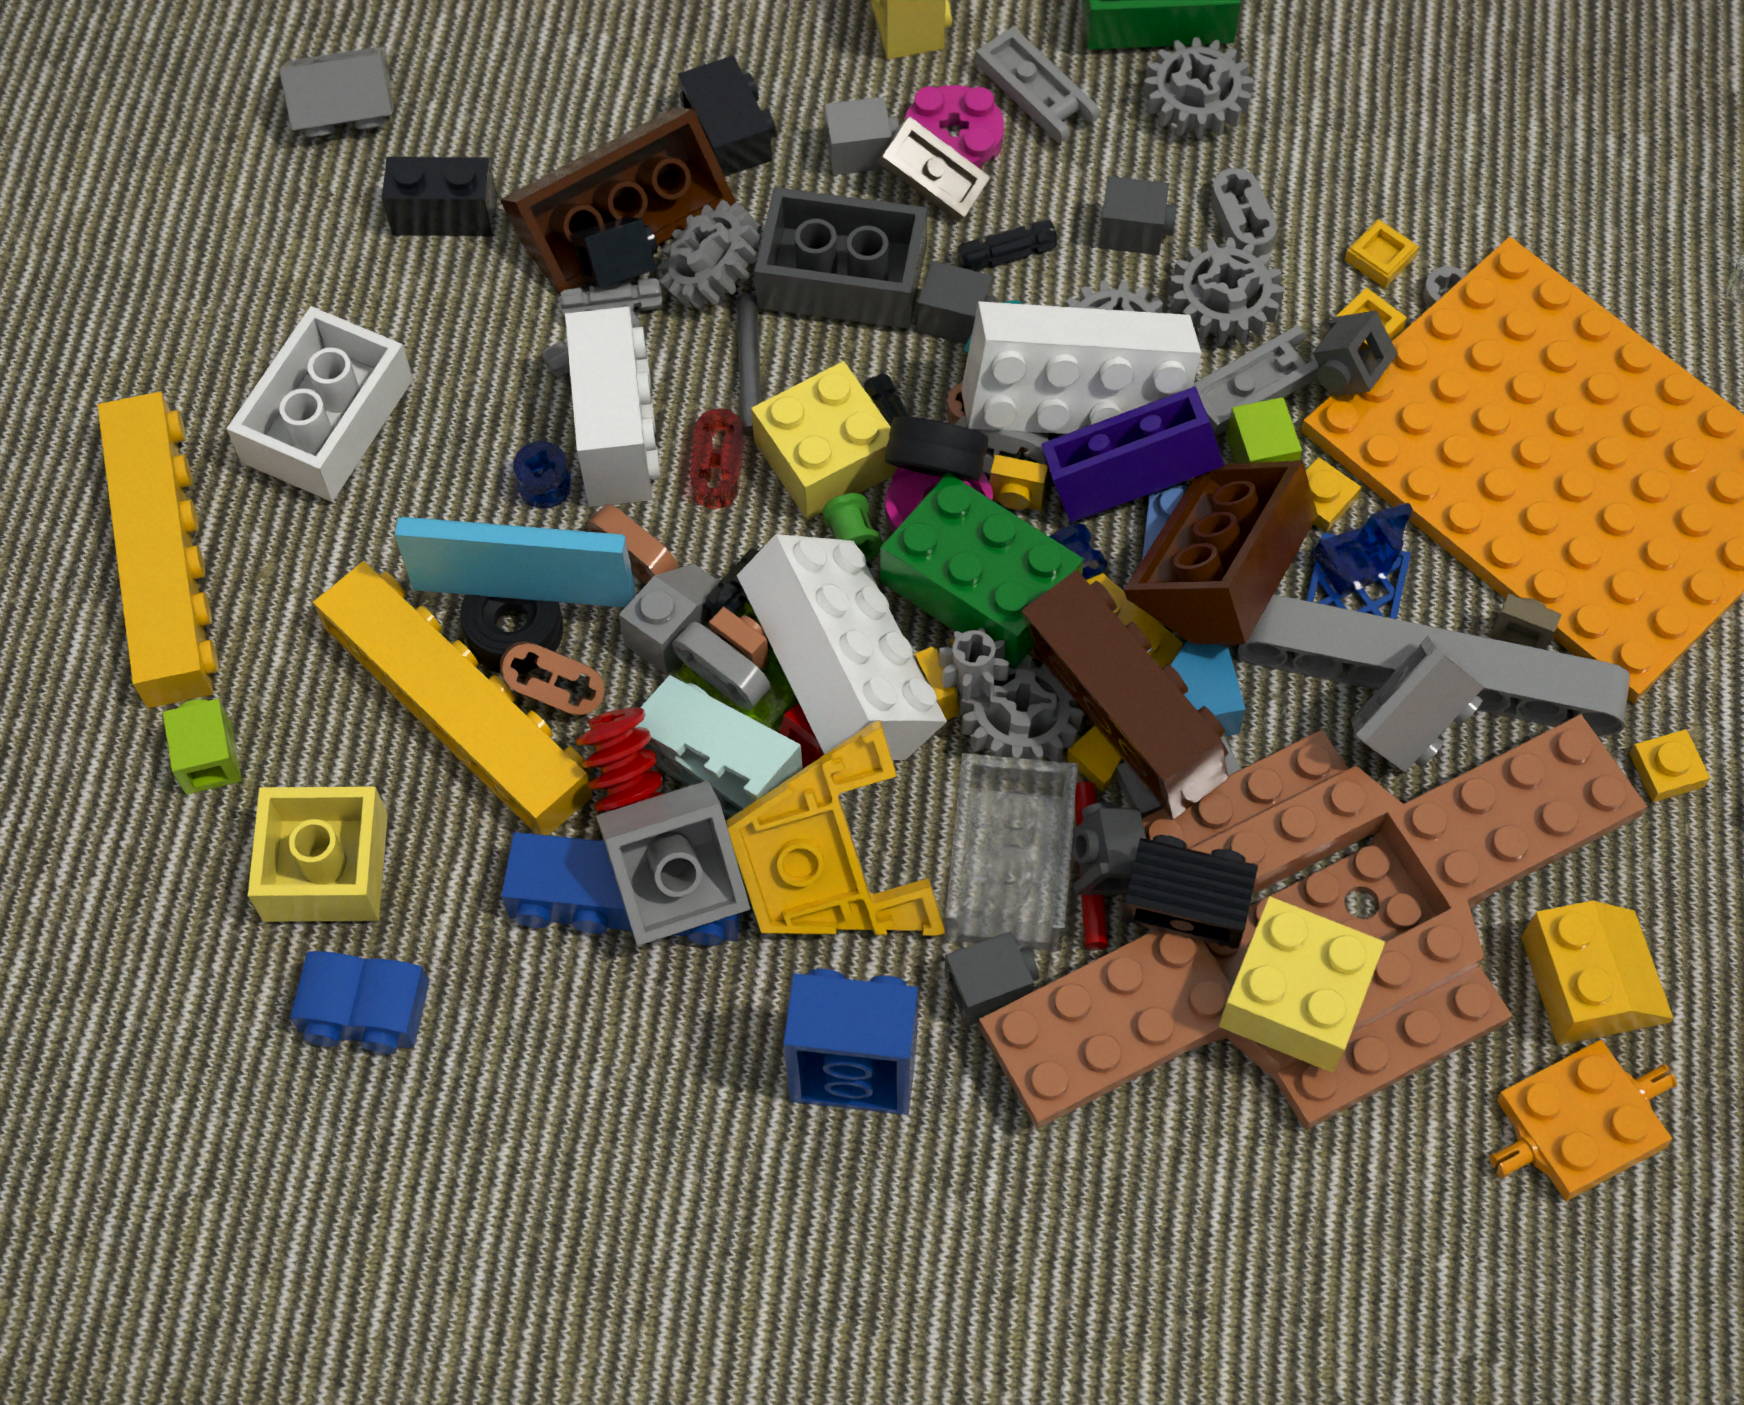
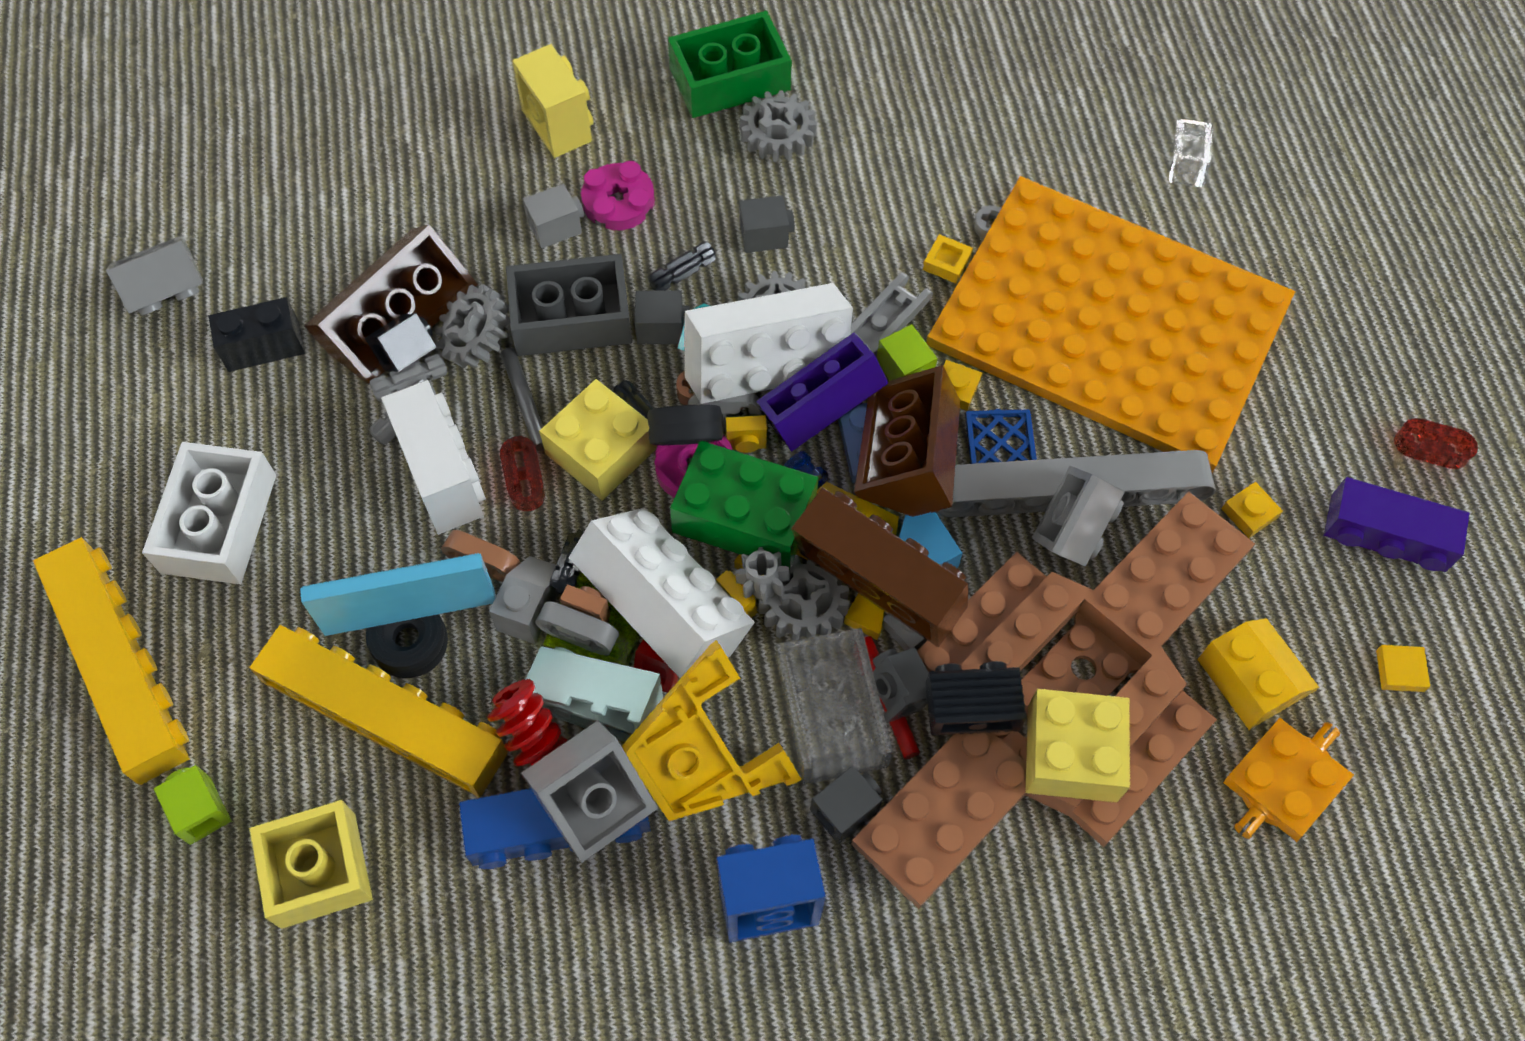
camera: 20 degrees left, 0 degrees up
(359, 1001) = (377, 970): blue brick -> none
(546, 690) = (450, 683): nougat beam -> none
(552, 484) = (406, 523): clear blue wheel -> none
(729, 114) = (455, 222): black brick -> none
(849, 521) = (636, 495): bright green bush -> none
(933, 169) = (614, 225): plate -> none
(1034, 83) = (664, 149): light grey hinge -> none
(1225, 289) = (845, 259): light grey gear -> none
(1253, 210) = (841, 201): light grey beam -> none
(1340, 361) = (943, 287): dark grey brick -> none
(1366, 553) = (1001, 418): clear blue slope -> none
(1381, 253) = (938, 208): yellow tile -> none
(1525, 622) = (1125, 438): dark tan plate -> none

